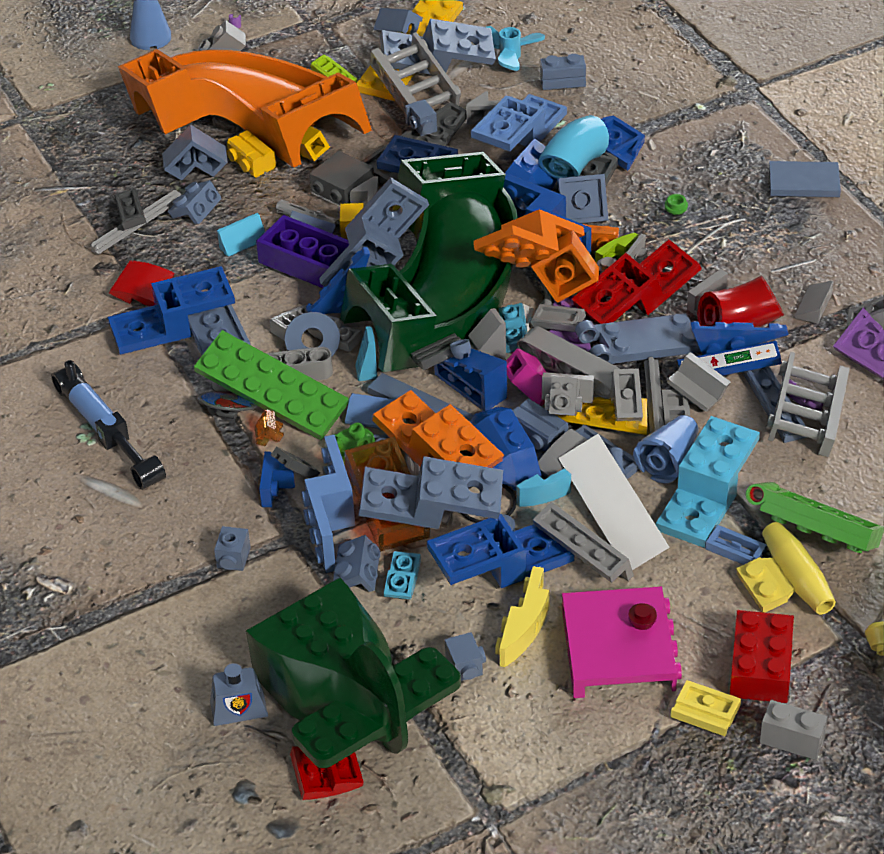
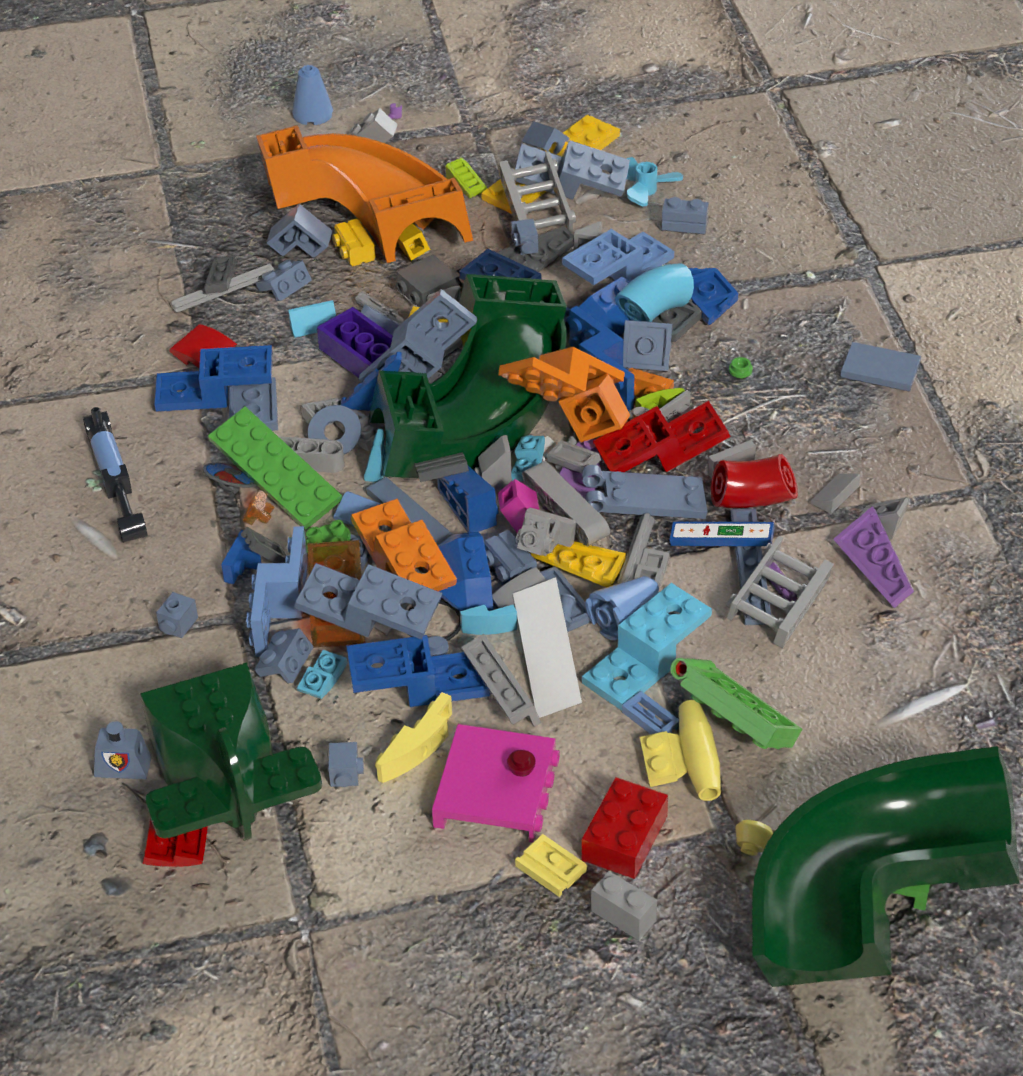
camera: 15 degrees right, 0 degrees up
(461, 348) = (459, 467): sand blue hinge -> none
(626, 395) = (599, 545): light grey slope -> none
(699, 382) = (681, 548): light grey panel -> none
(734, 335) = (733, 508): blue wing -> none

